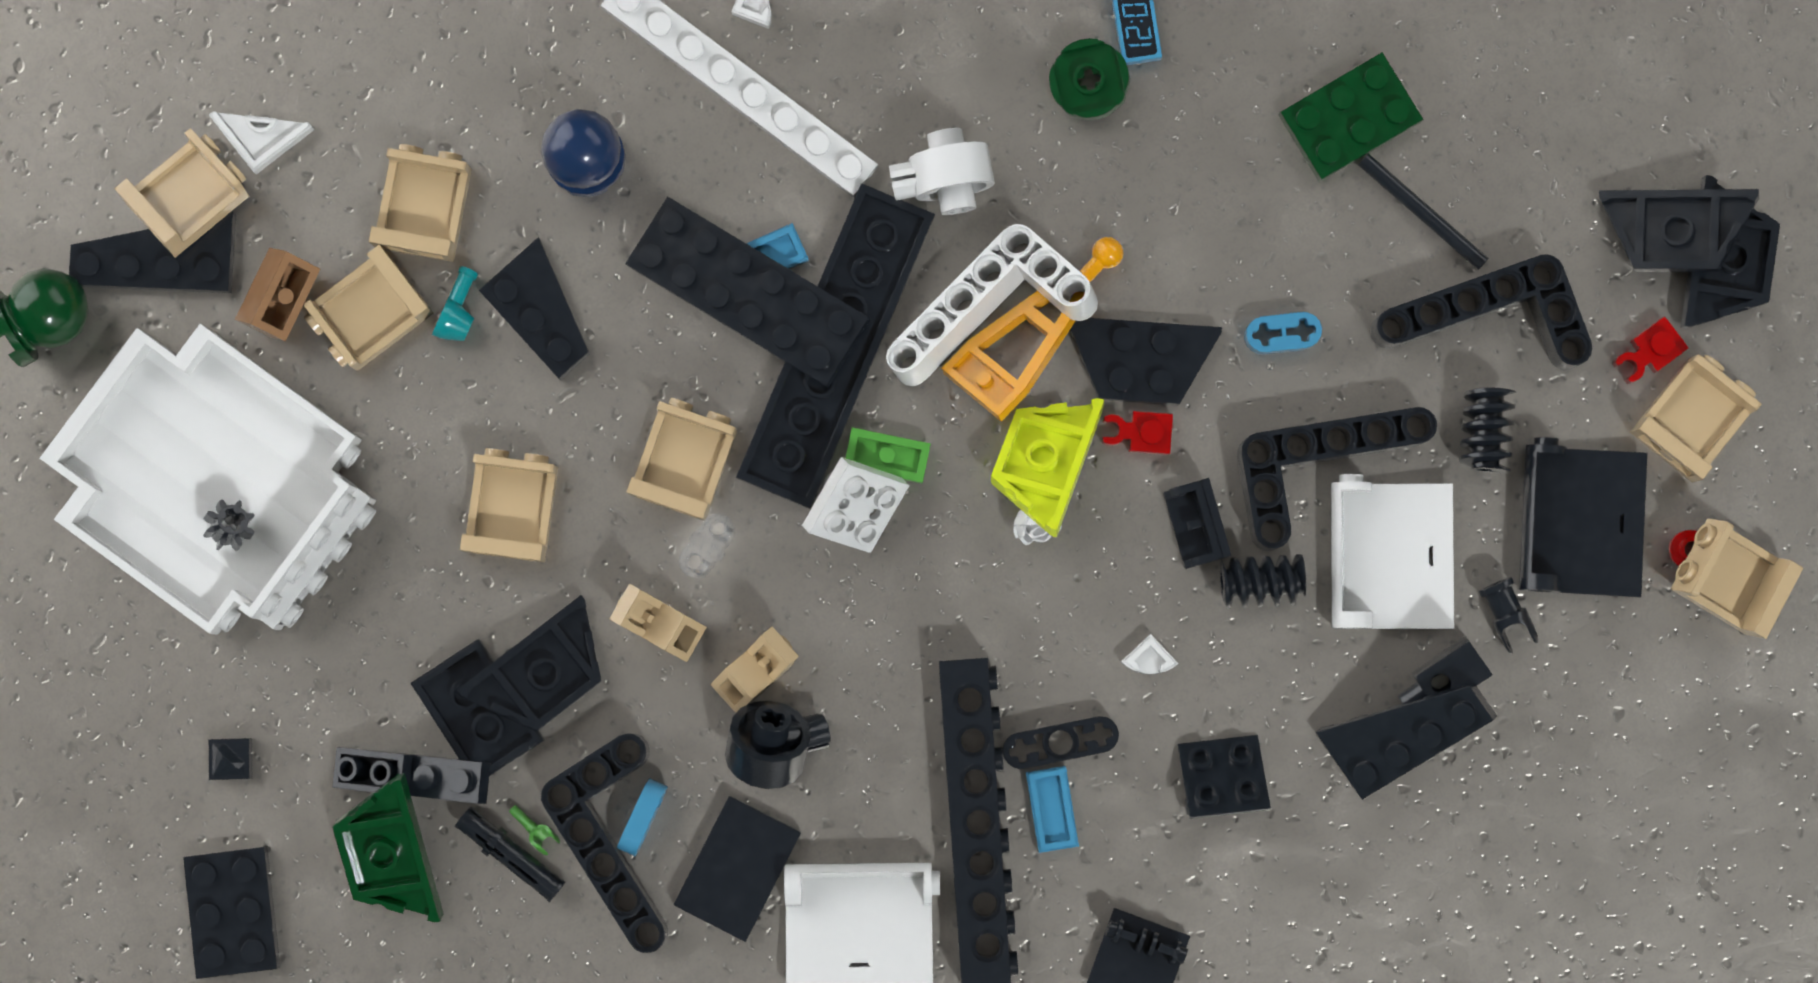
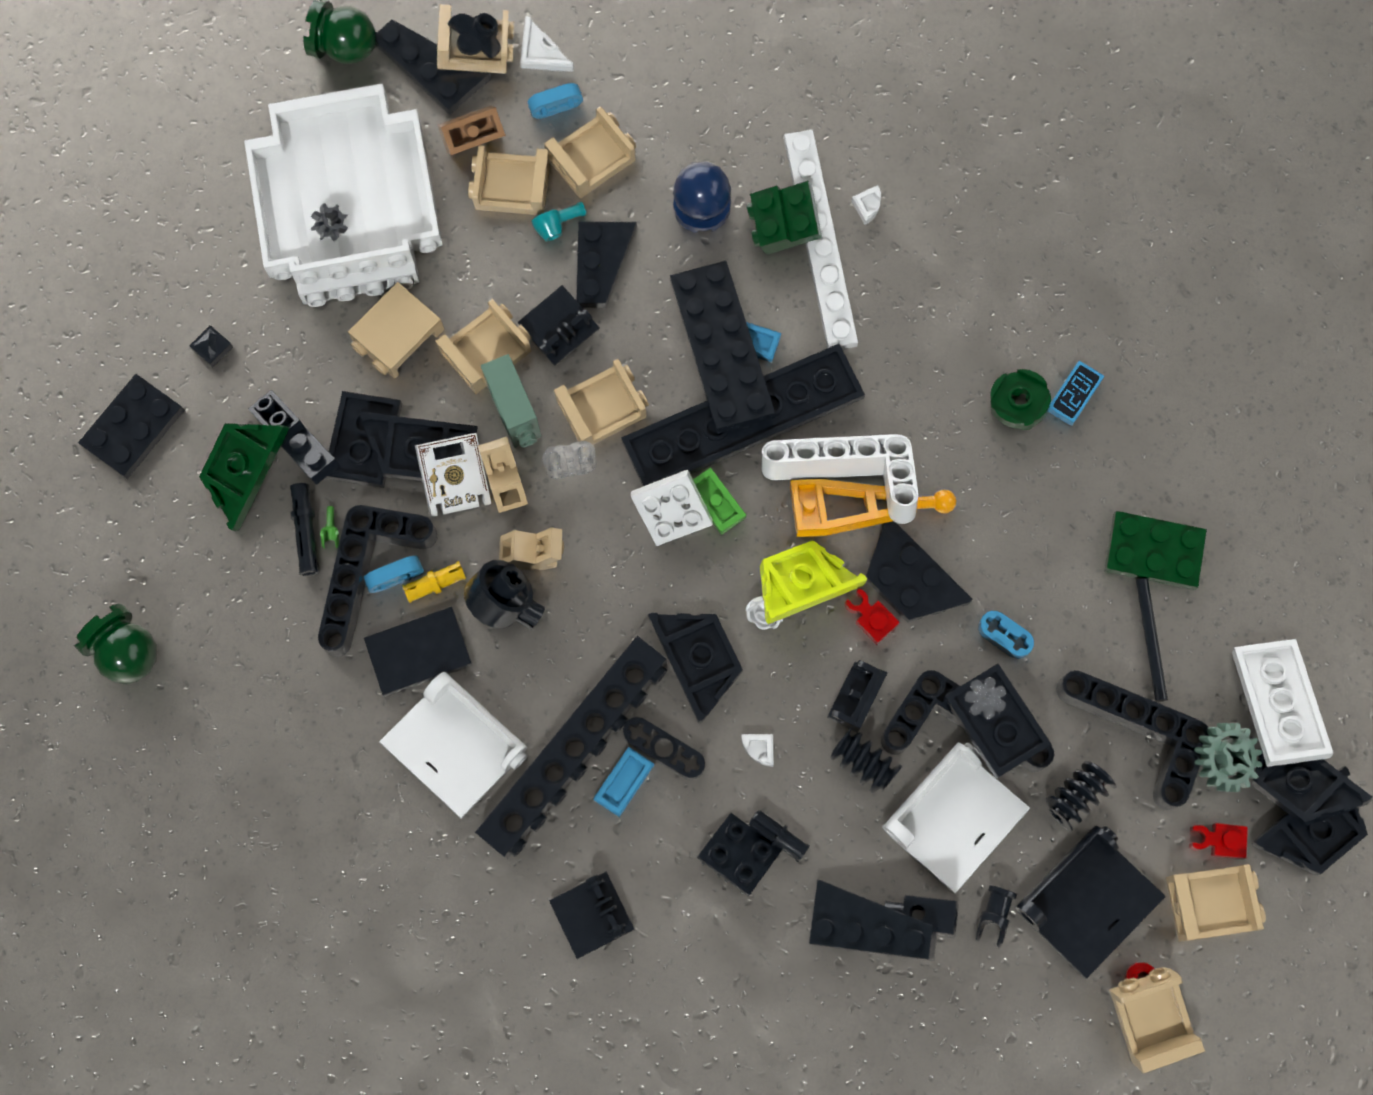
camera: 45 degrees right, 10 degrees down
(183, 191) = (476, 34): none -> black plate
(330, 181) = (555, 100): none -> dark azure beam
(403, 574) = (394, 329): none -> tan panel
(562, 417) = (559, 325): none -> black hinge
(597, 542) = (511, 401): none -> sand green window
(614, 672) = (454, 479): none -> white container
(685, 98) = (784, 217): none -> dark green plate
(688, 787) = (434, 582): none -> yellow pin
(945, 172) = (891, 375): white piece -> none
(1013, 625) = (699, 657): none -> black wing
(1244, 725) = (778, 835): none -> black axle
(1320, 427) = (985, 703): none -> clear plant
(1354, 432) = (1008, 736): none -> black plate
(1594, 268) = (1228, 757): none -> sand green gear
(1598, 167) = (1282, 703): none -> white plate

